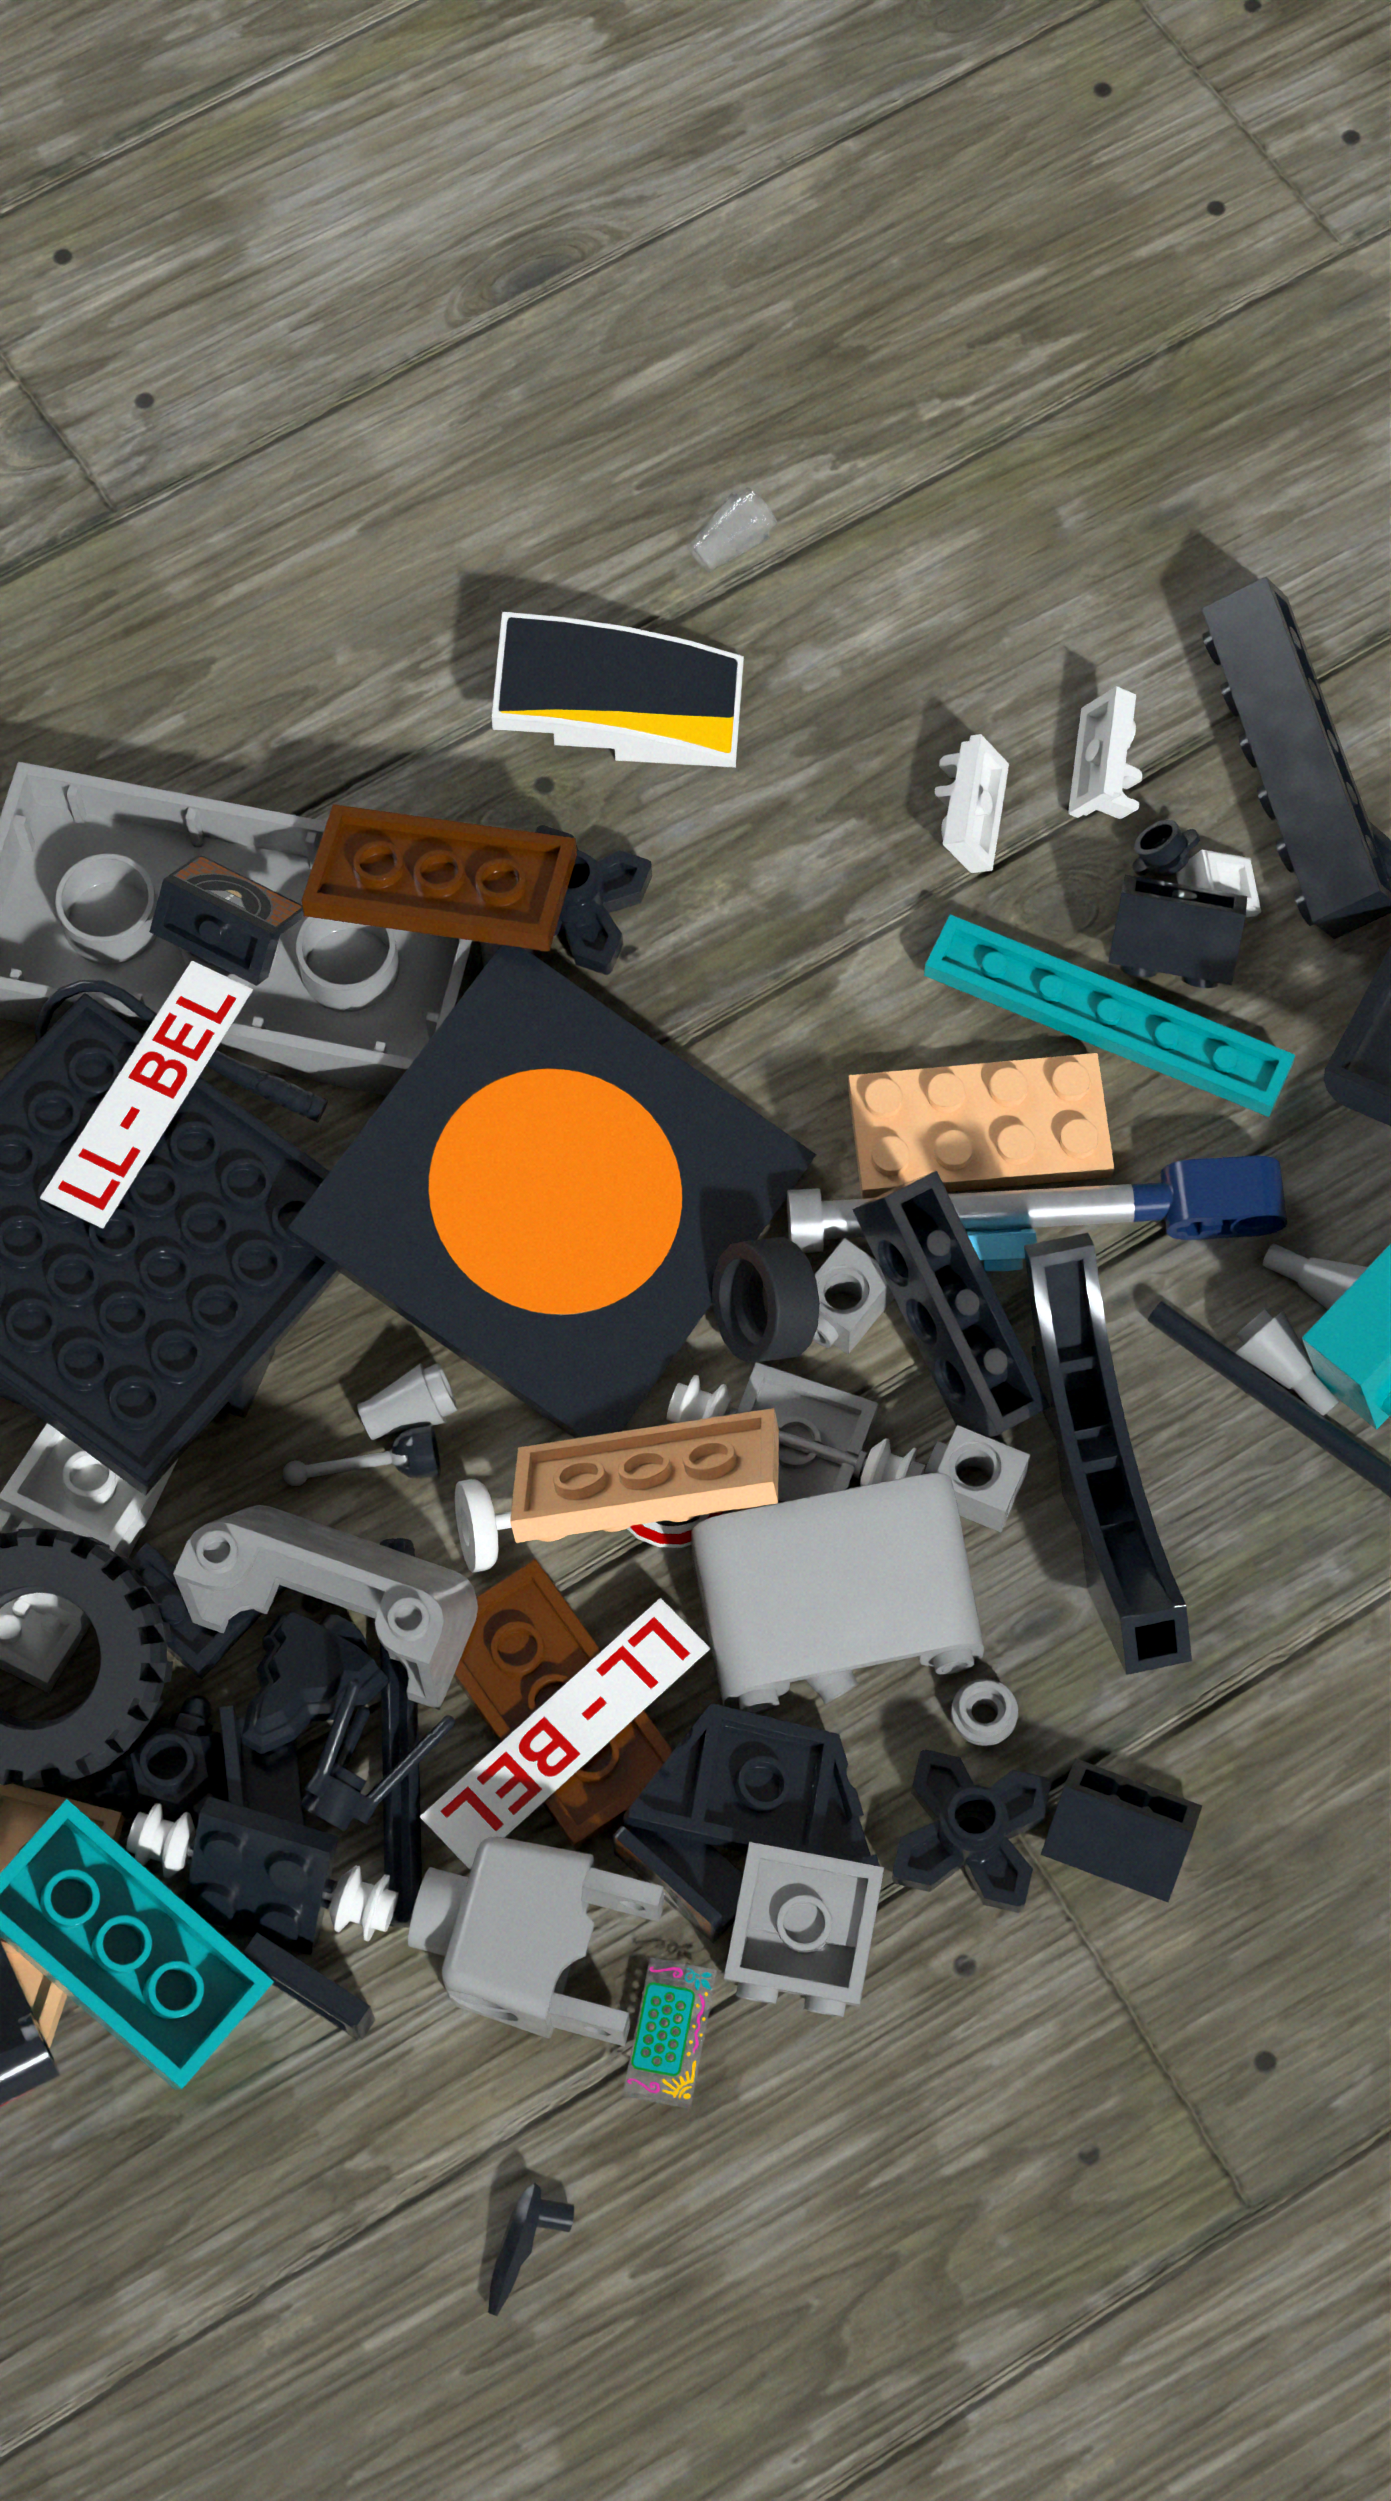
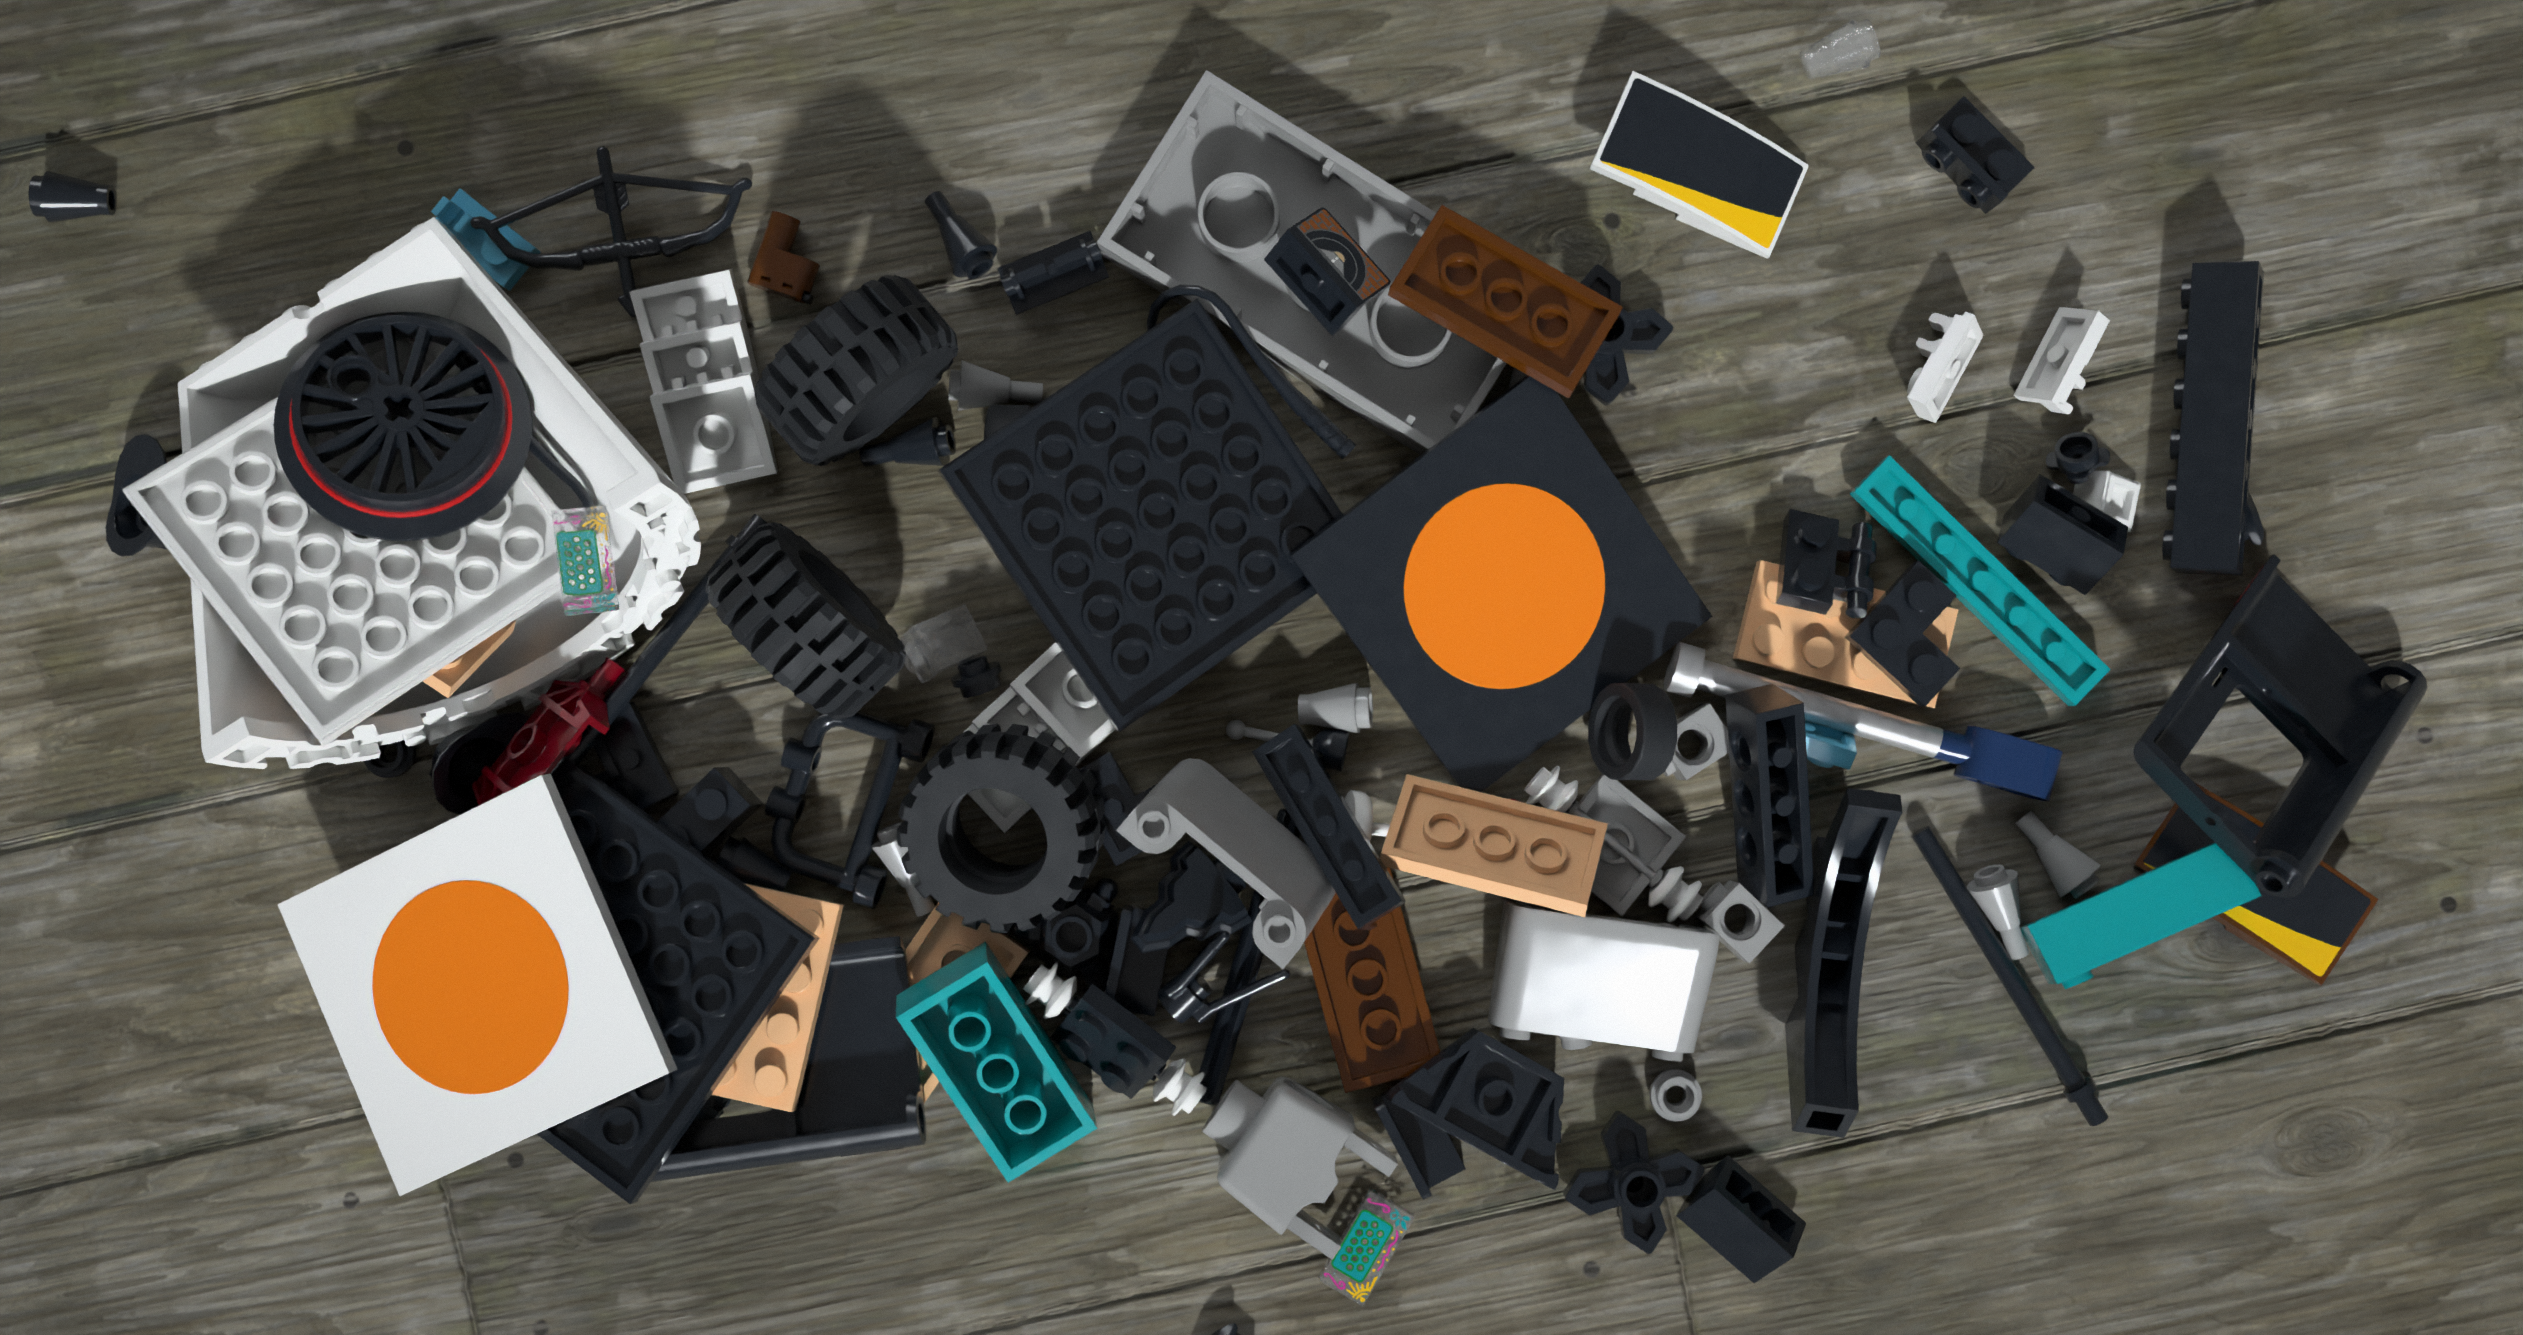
camera: 20 degrees right, 20 degrees up
(146, 1094) = (1219, 403): white sticker -> none
(311, 1988) = (1122, 1128): black tile -> none
(440, 1521) = (1329, 827): none -> black panel
(565, 1731) = (1367, 1008): white sticker -> none
(803, 1928) = (1487, 1218): light grey plate -> none
(903, 1056) = (1809, 563): none -> black plate
(922, 588) = (1974, 156): none -> black bracket
(1034, 1103) = (1895, 639): none -> black plate

